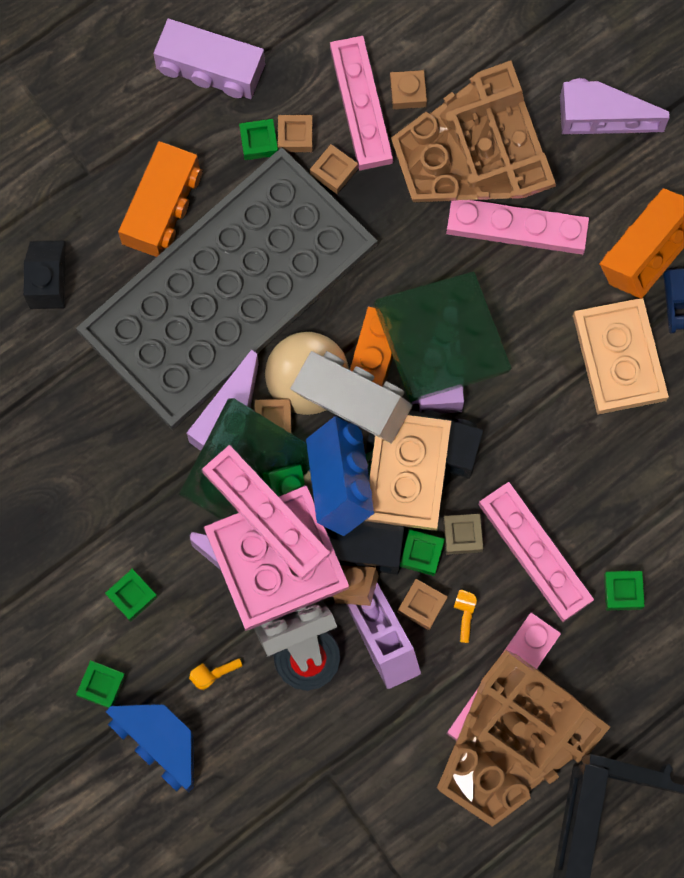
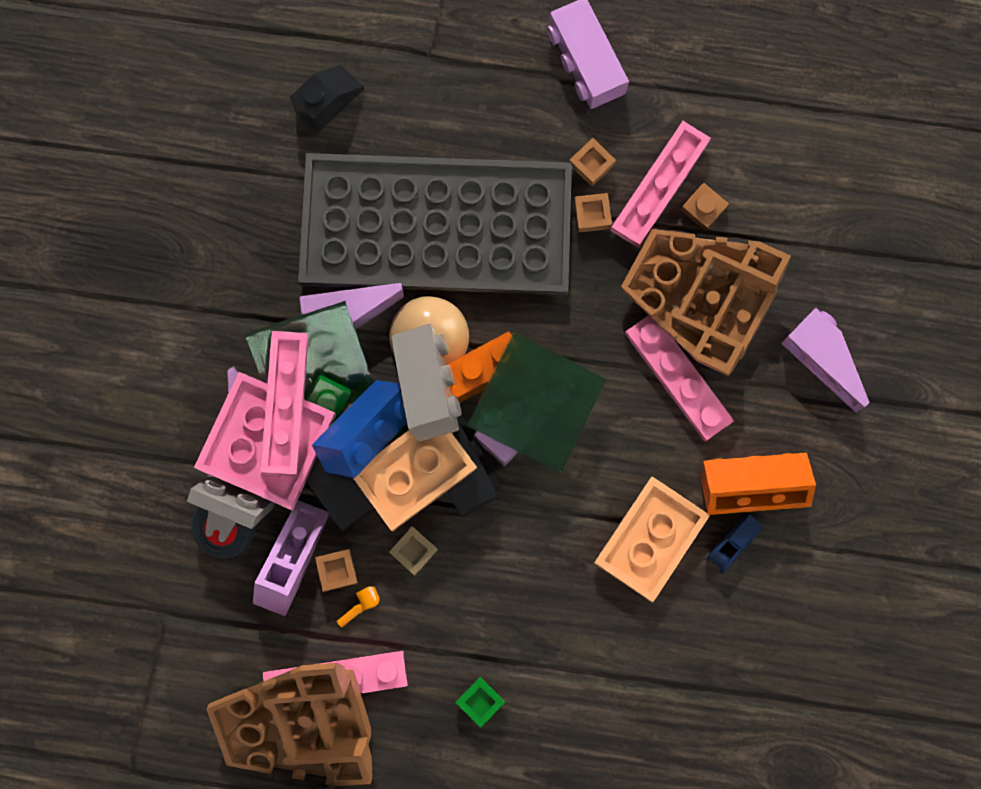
camera: 45 degrees right, 5 degrees up
(101, 684) = (77, 408): green plate -> none
(131, 595) = (157, 369): green plate -> none
(160, 200) = (453, 119): orange brick -> none
(160, 739) = (76, 484): blue slope -> none
(203, 678) = (147, 471): light orange hand -> none
(258, 139) = (563, 141): green plate -> none
(276, 411) = (374, 343): medium nougat plate -> none
(361, 583) = (307, 513): medium nougat plate -> none
(422, 552) = (372, 535): green plate -> none
(535, 552) = (449, 614): bright pink plate -> none

